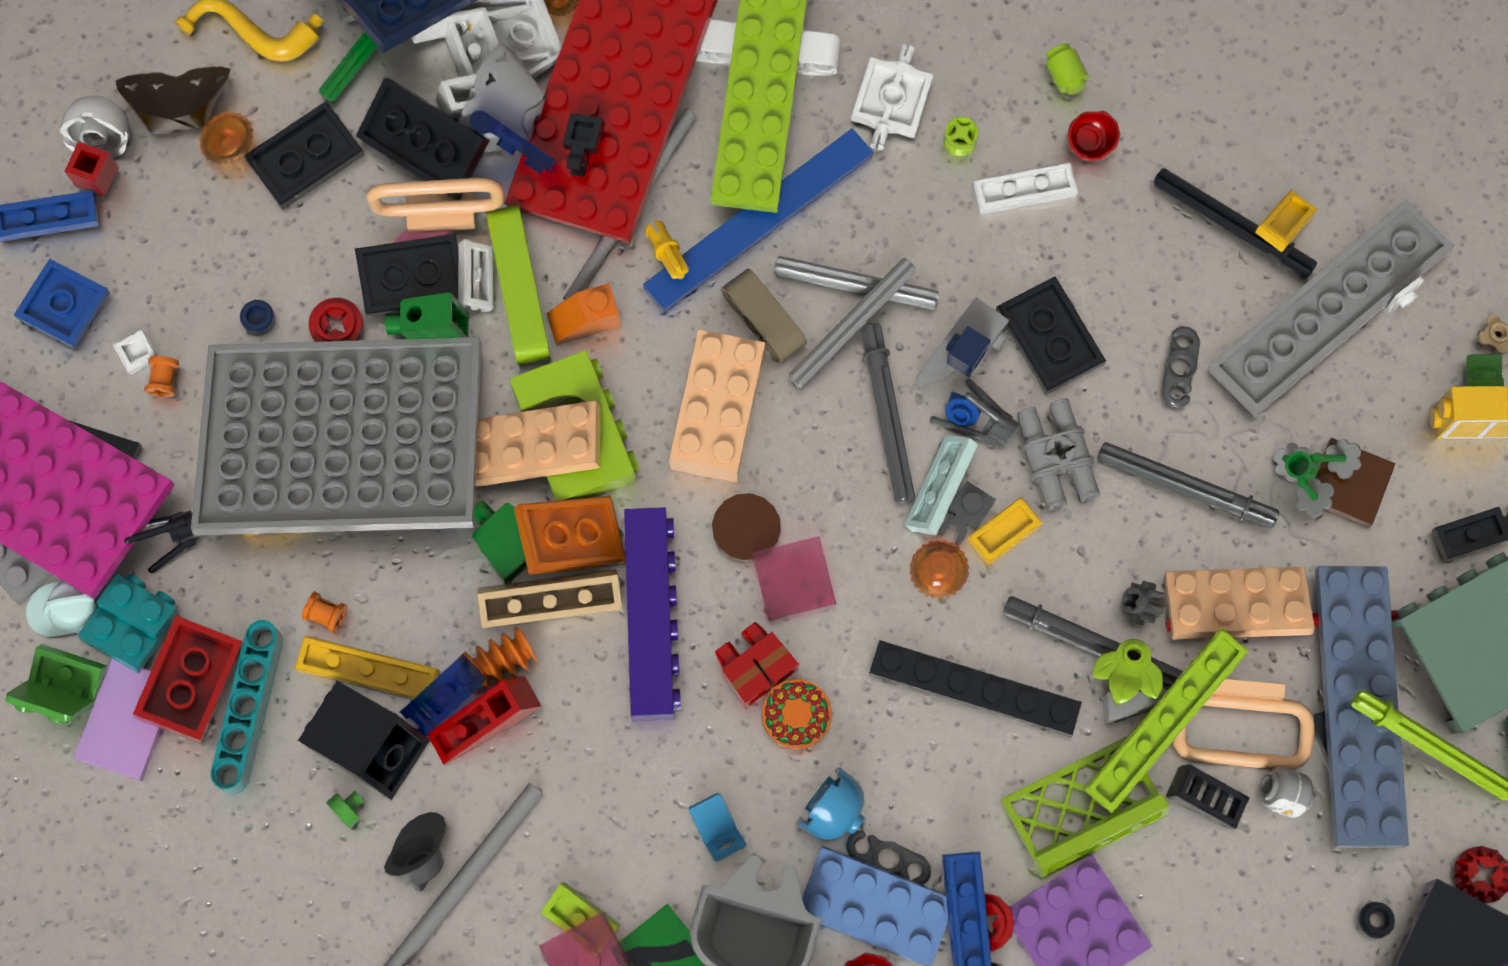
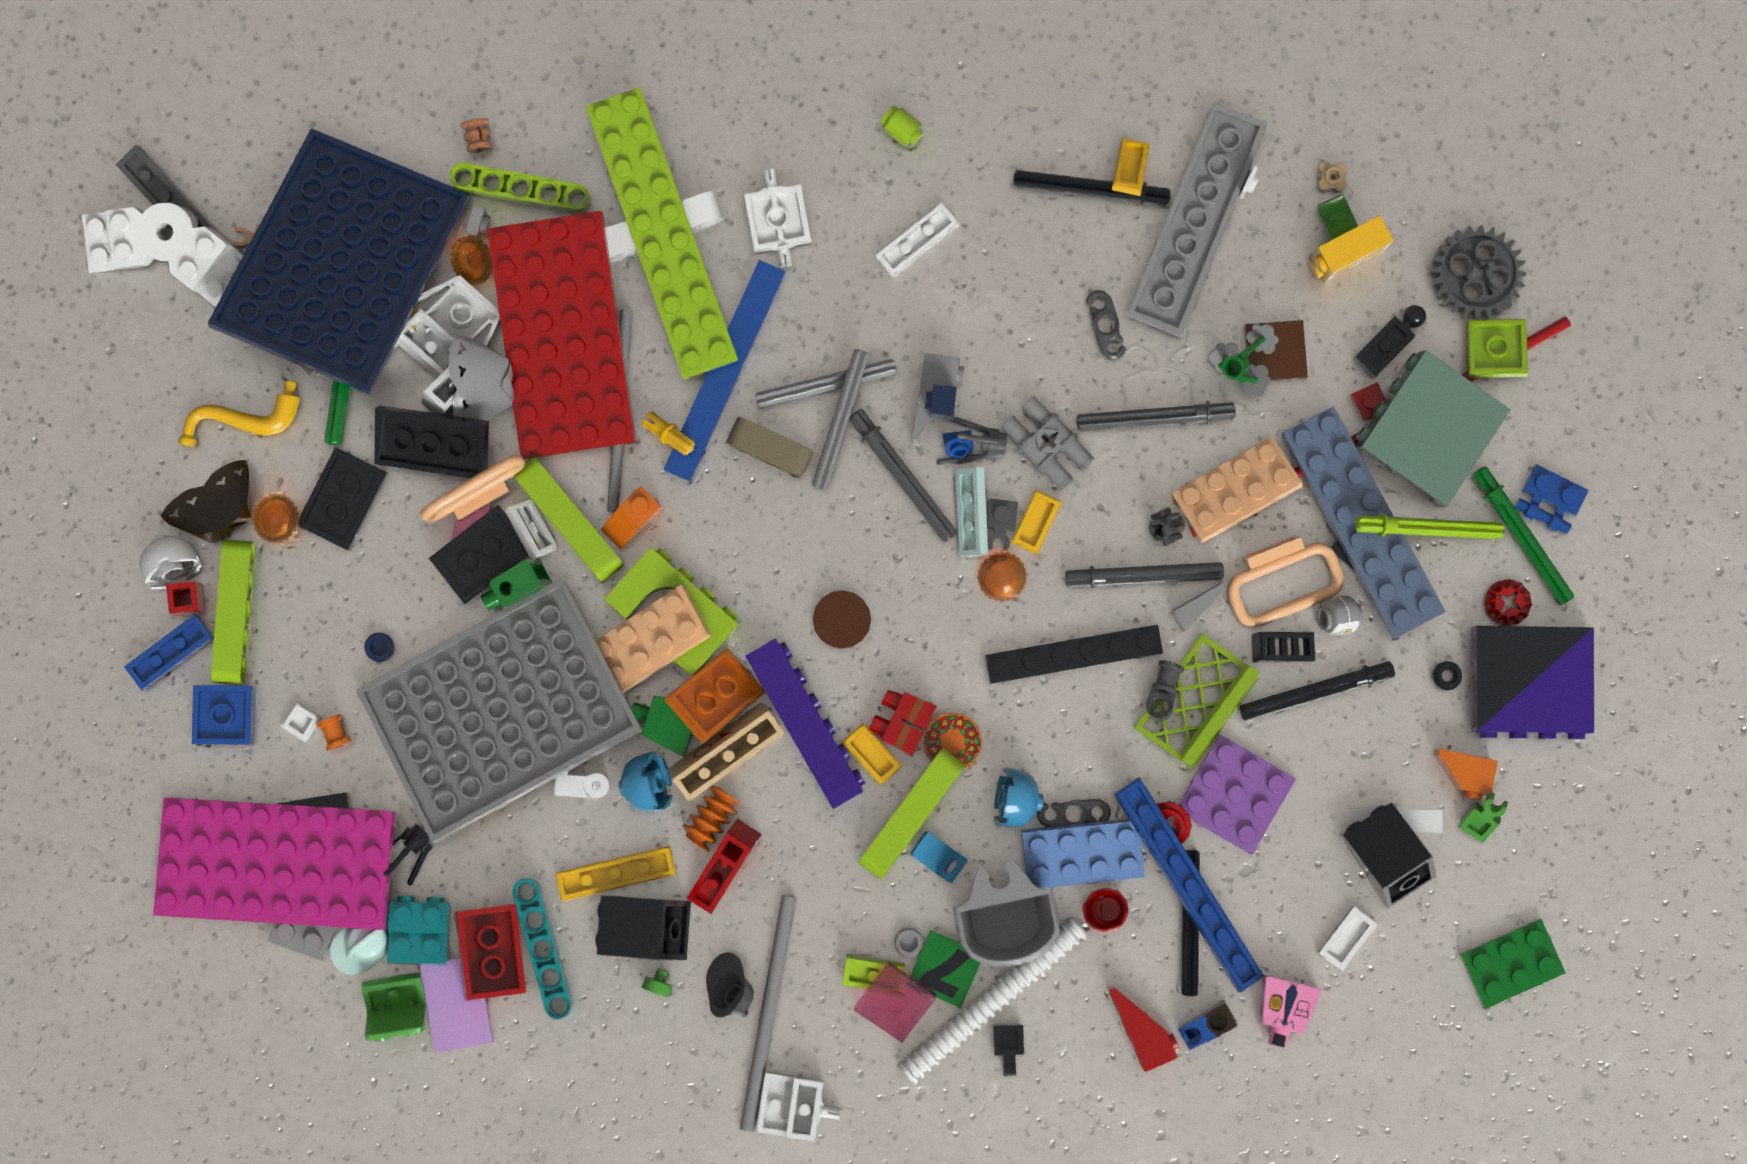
camera: 30 degrees left, 10 degrees up
(131, 208) = (233, 611): none -> lime beam
(324, 612) = (561, 848): orange bush -> none
(336, 309) = (437, 609): red gear -> none
(389, 564) = (592, 786): none -> white leg
(444, 694) = (687, 865): clear blue plate -> none
(450, 589) = (645, 783): none -> dark azure cylinder
(511, 141) = (505, 412): clear blue plate -> none
(582, 137) = (558, 380): black plate -> none
(637, 905) = (908, 942): none -> light grey tile
(704, 684) = (871, 754): none -> yellow tile
(712, 766) = (912, 813): none -> lime beam
(717, 406) = (772, 537): light nougat brick -> none
(793, 578) = (897, 640): clear pink tile -> none
(963, 129) = (849, 218): lime wheel -> none
(1051, 335) = (995, 349): black tile -> none
(1054, 772) = (1164, 688): none -> dark grey connector
(1093, 135) = (949, 172): red hair -> none
(1129, 676) = (1183, 590): lime plate -> none
(1165, 720) = (1226, 609): lime tile -> none
(1223, 862) = (1317, 691): none -> black axle
(1424, 580) = (1367, 400): none -> red plate

